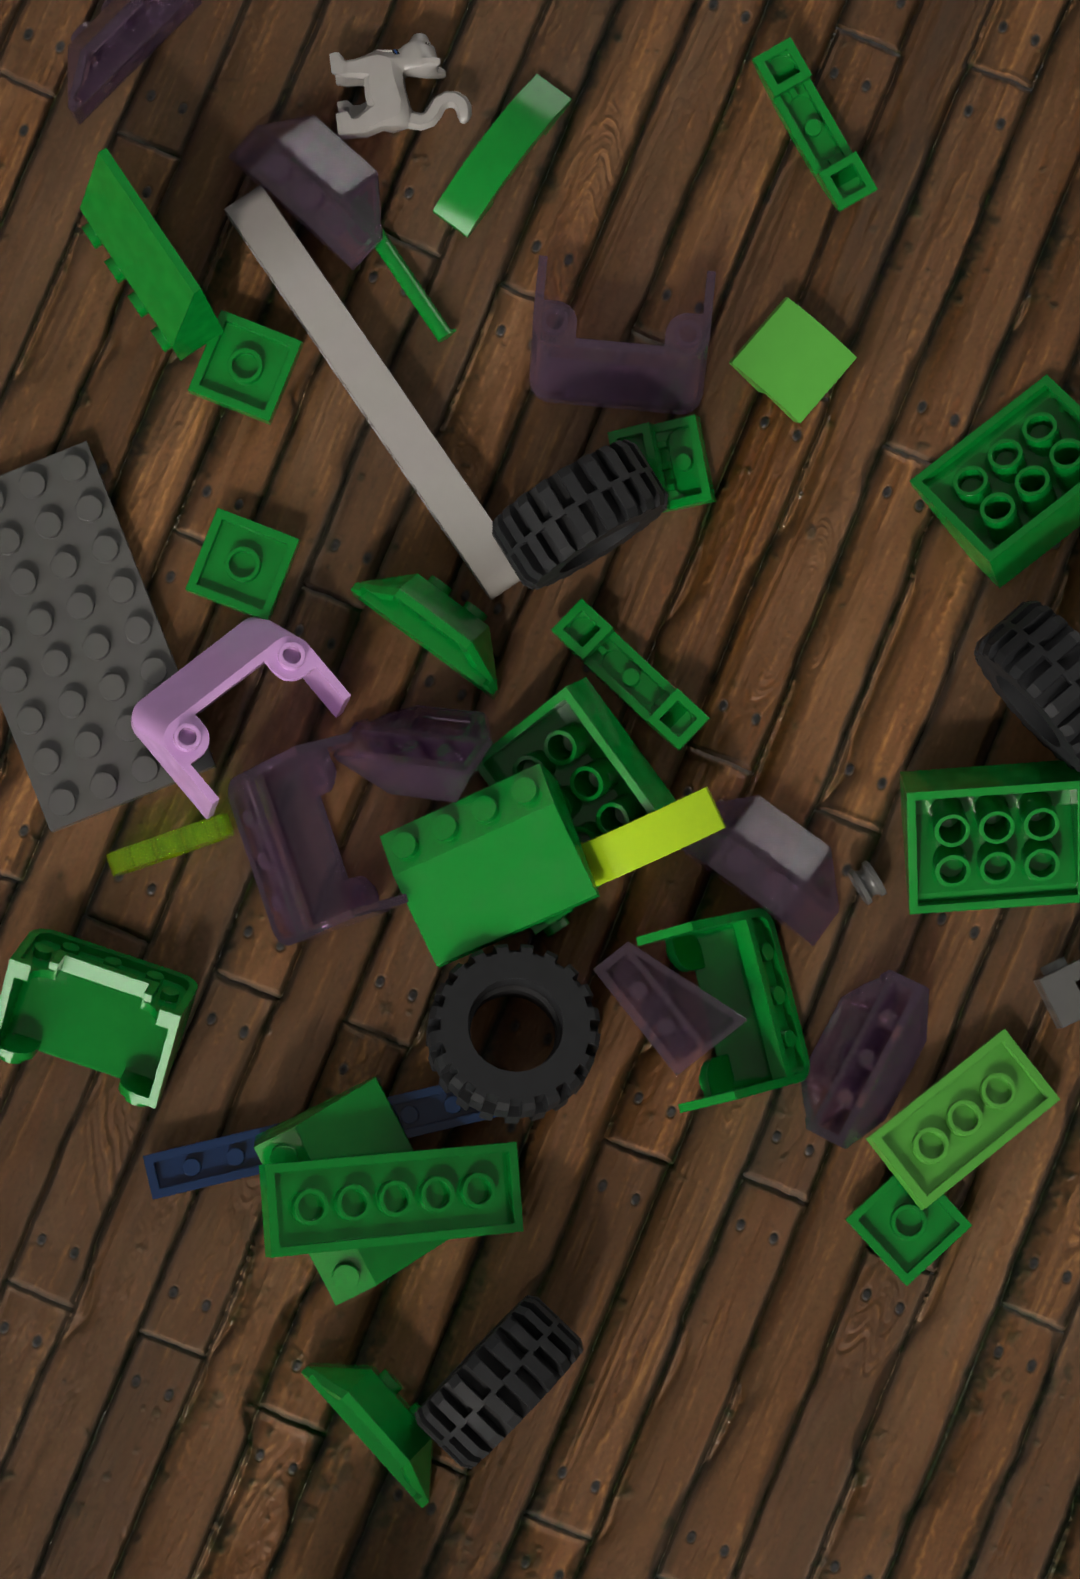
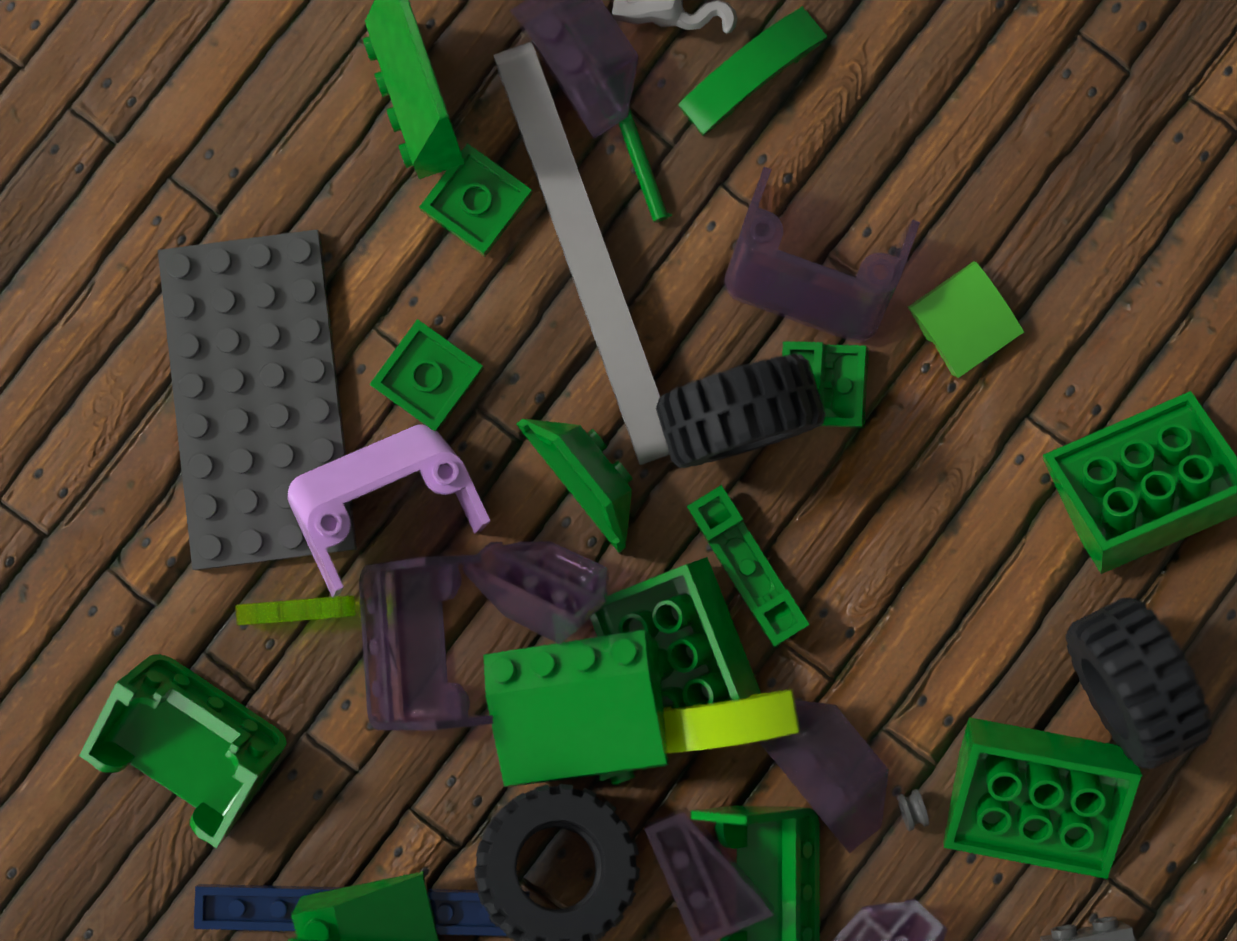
camera: 15 degrees right, 0 degrees up
(812, 125) = (1035, 114): green slope -> none

